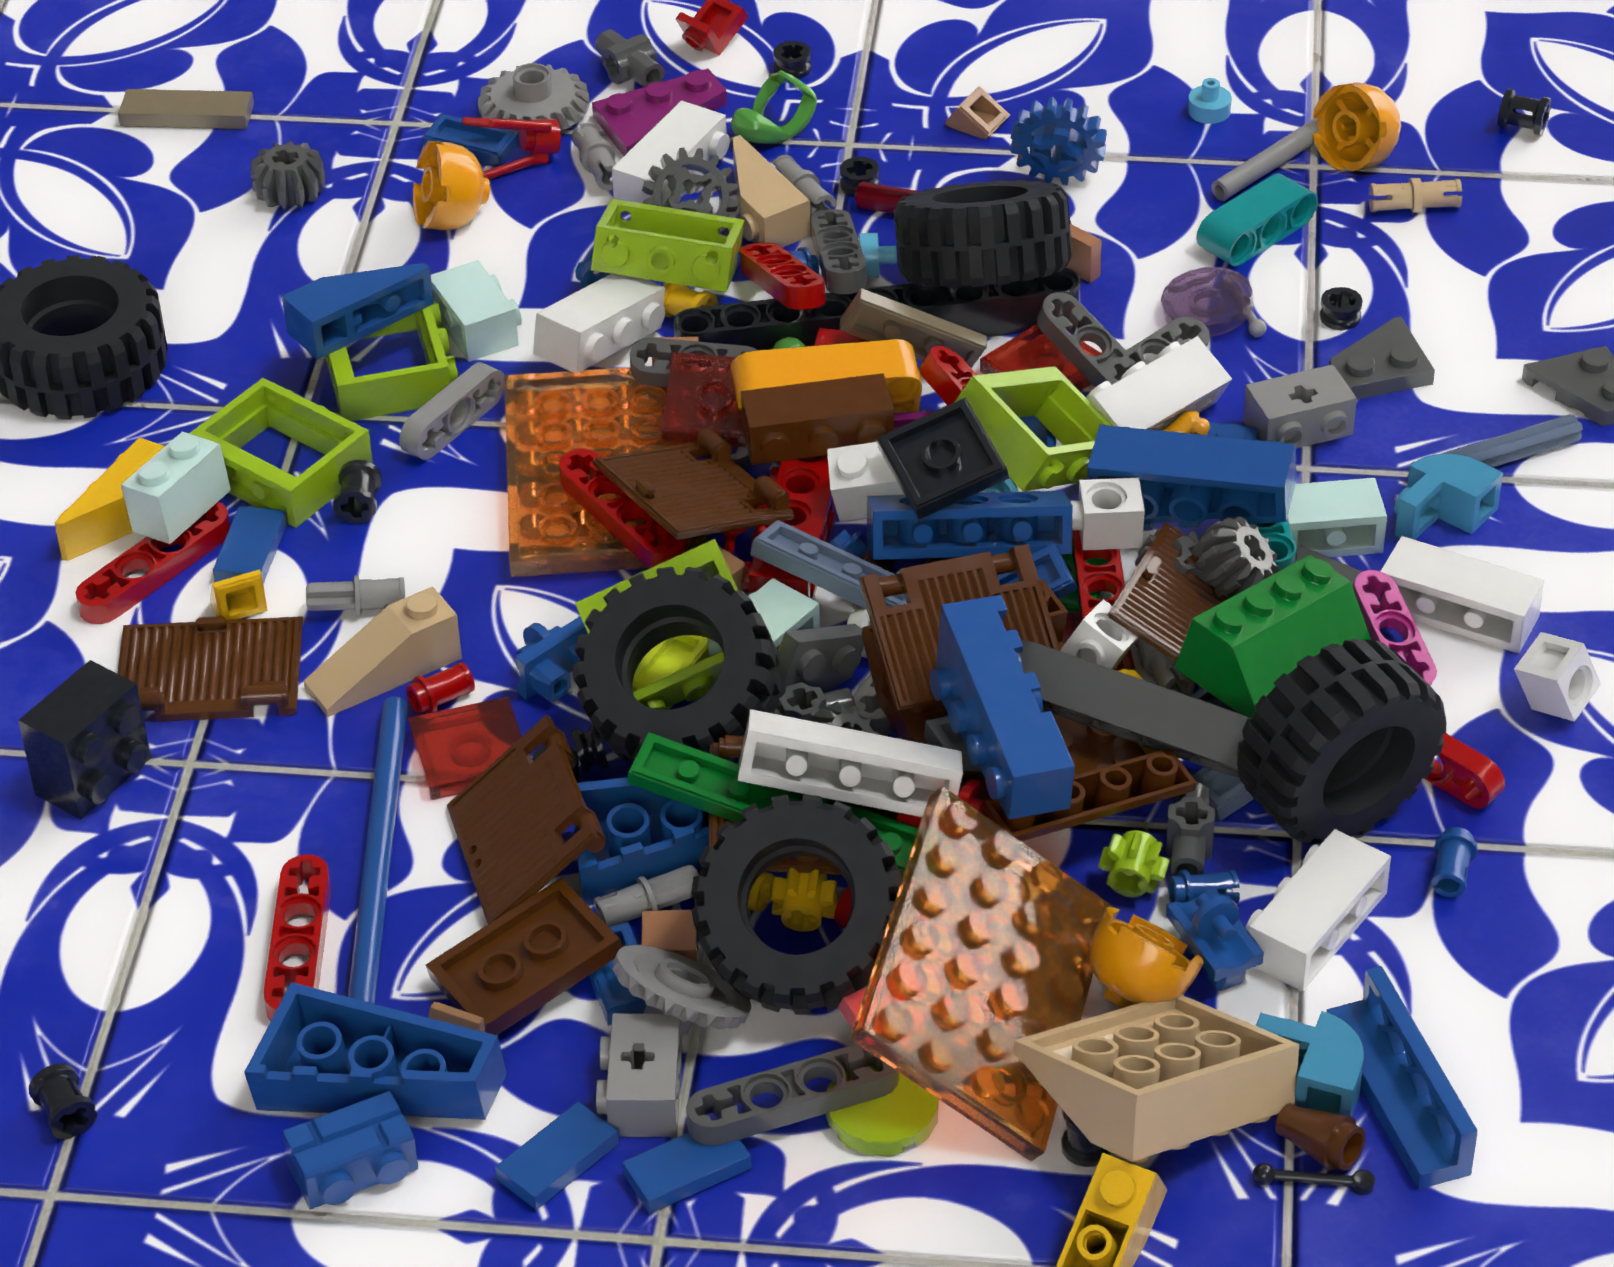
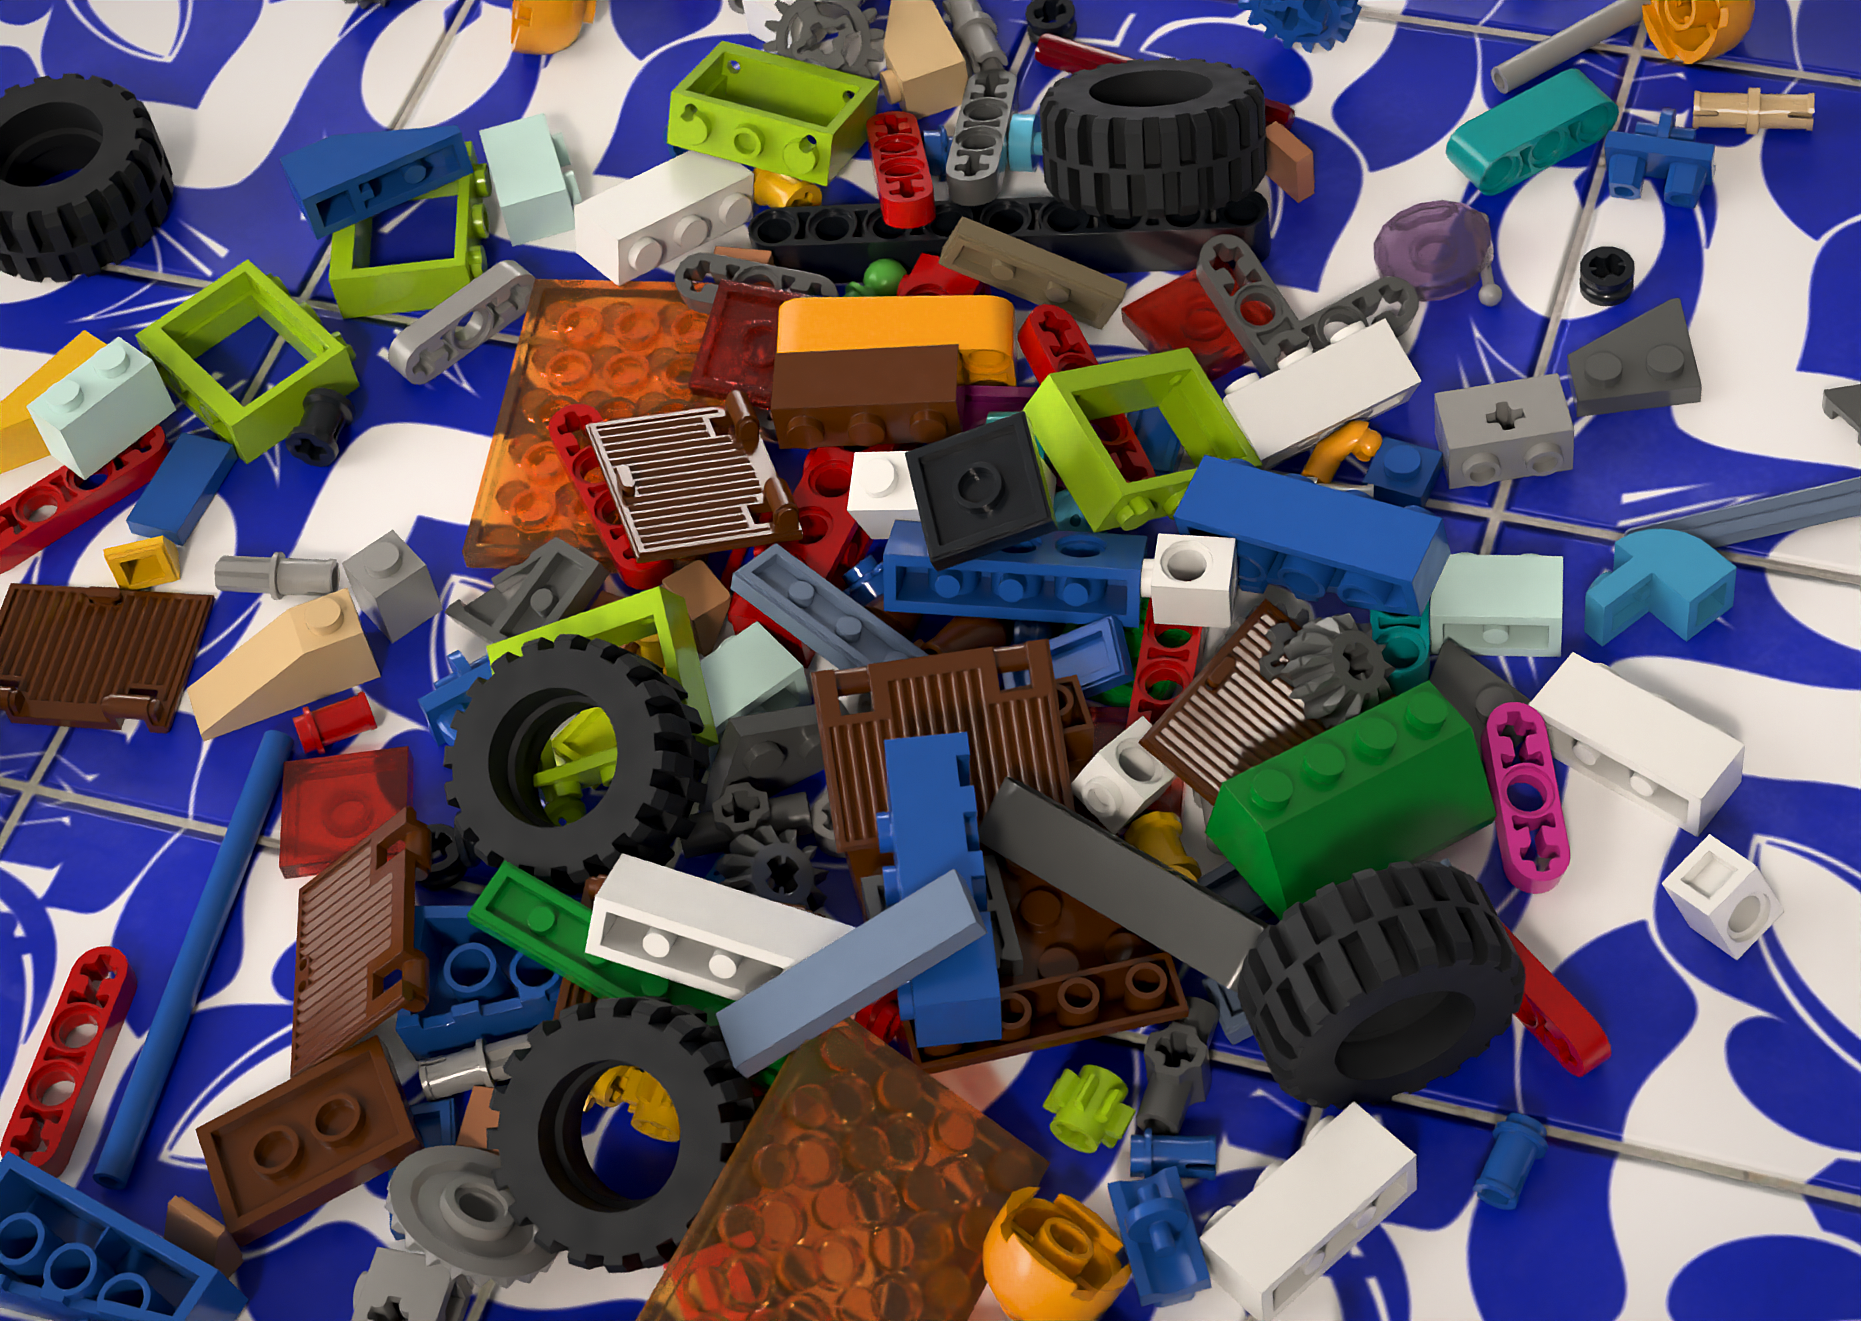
camera: 20 degrees right, 10 degrees up
(464, 584) = (392, 586): none -> light grey brick
(586, 572) = (540, 591): none -> dark grey wing
(959, 760) = (850, 973): none -> sand blue tile
(1358, 226) = (1660, 153): none -> blue hips

